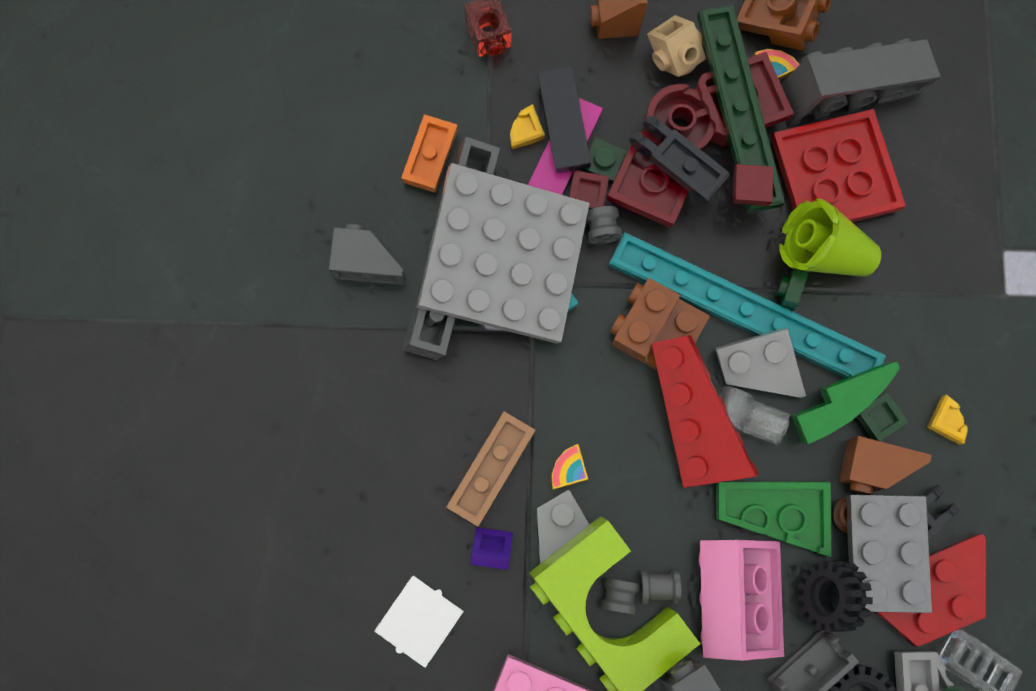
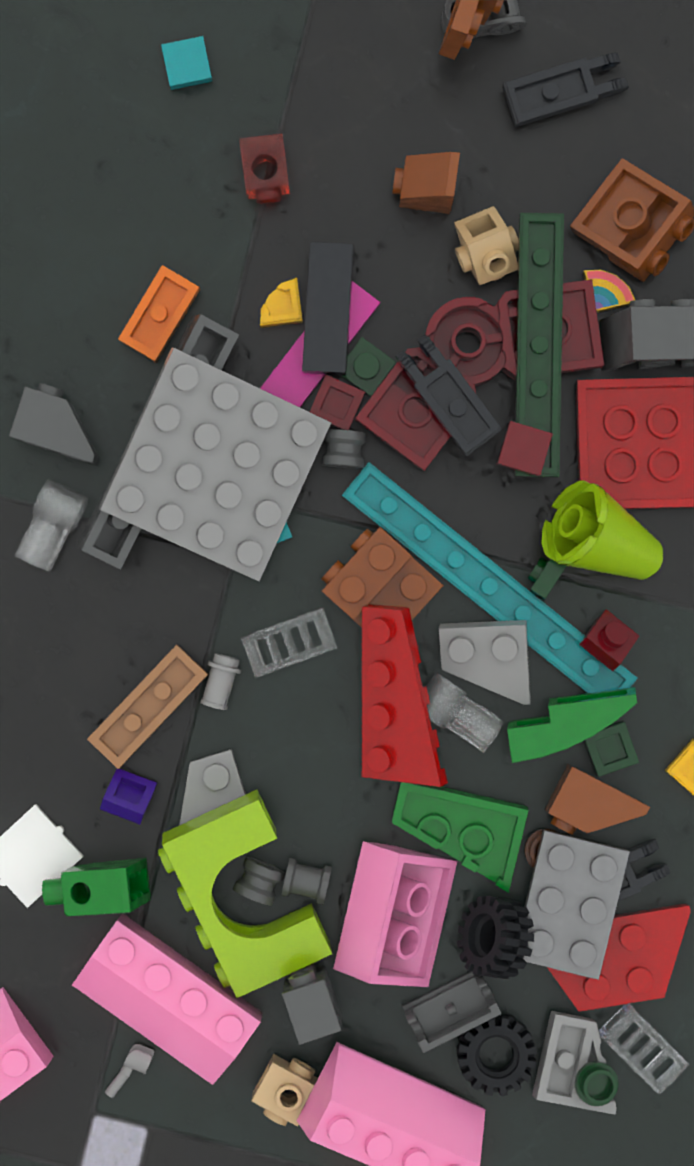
camera: 20 degrees right, 10 degrees up
(379, 328) = (56, 514): none -> clear piece
(499, 629) = (100, 888): none -> green torso
(546, 434) = (220, 681): none -> light grey pin
(568, 468) = (237, 725): tile -> none
(571, 407) = (254, 653): none -> clear slope
(855, 329) = (609, 640): none -> dark red plate

